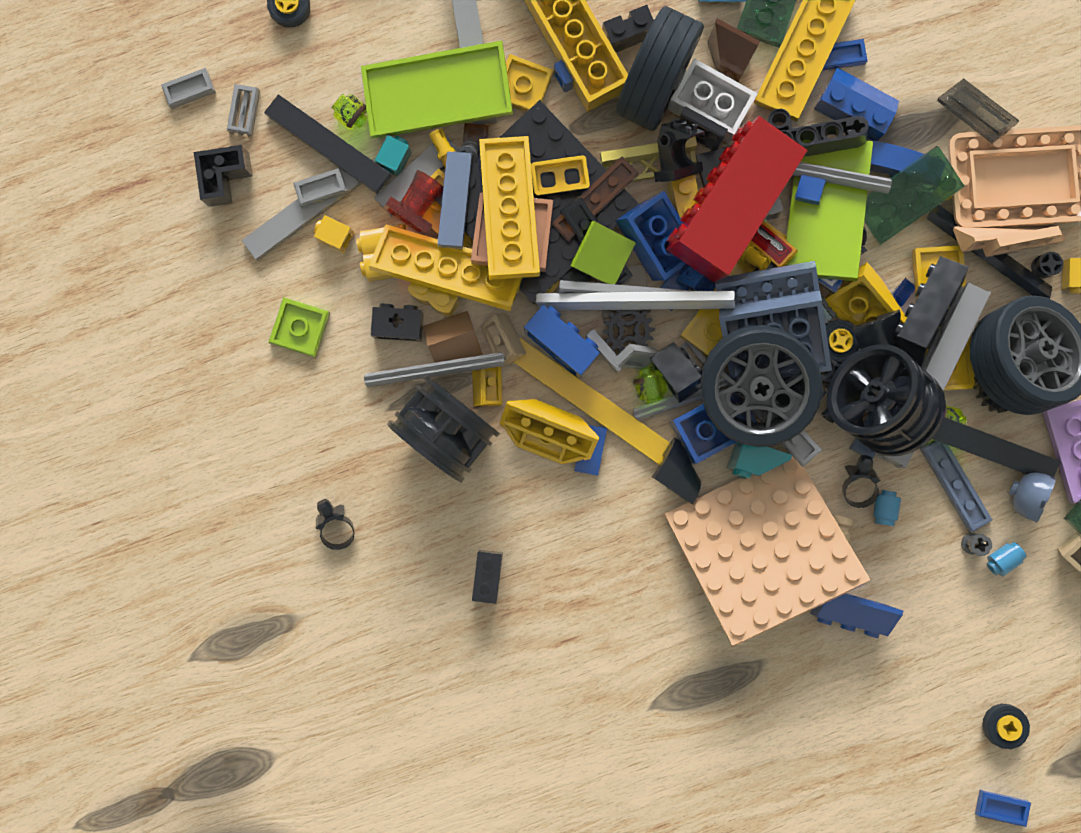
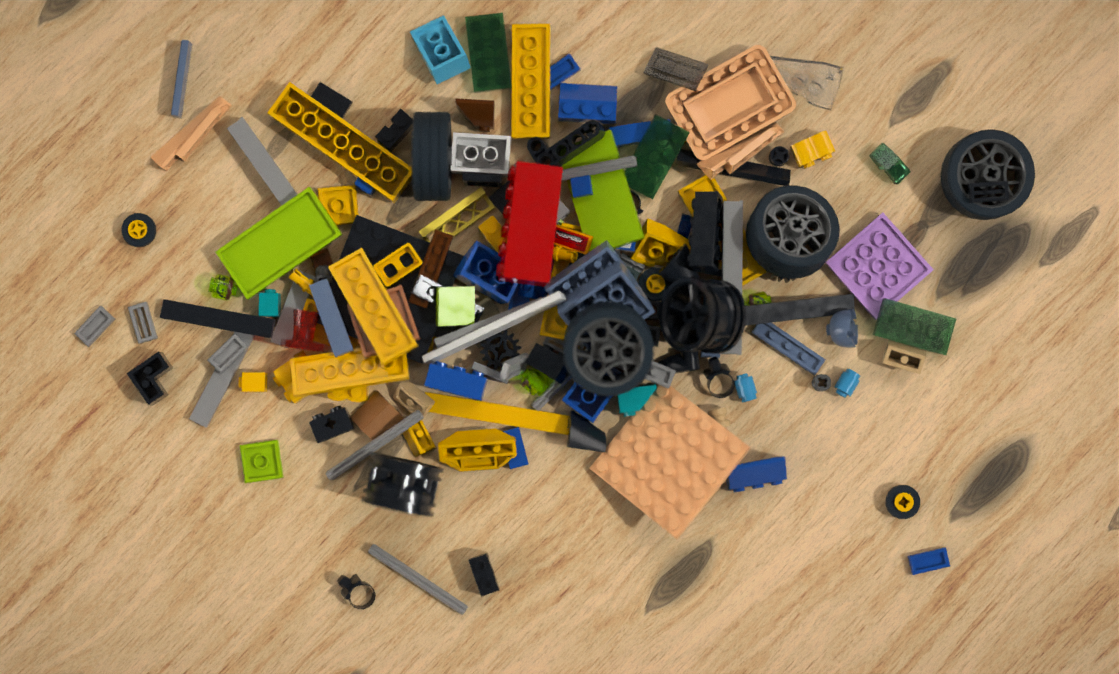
camera: 25 degrees left, 0 degrees up
(410, 545) = (418, 579): none -> light grey axle
(672, 151) = (471, 210): black tile -> none
(833, 445) = (682, 362): none -> black piece

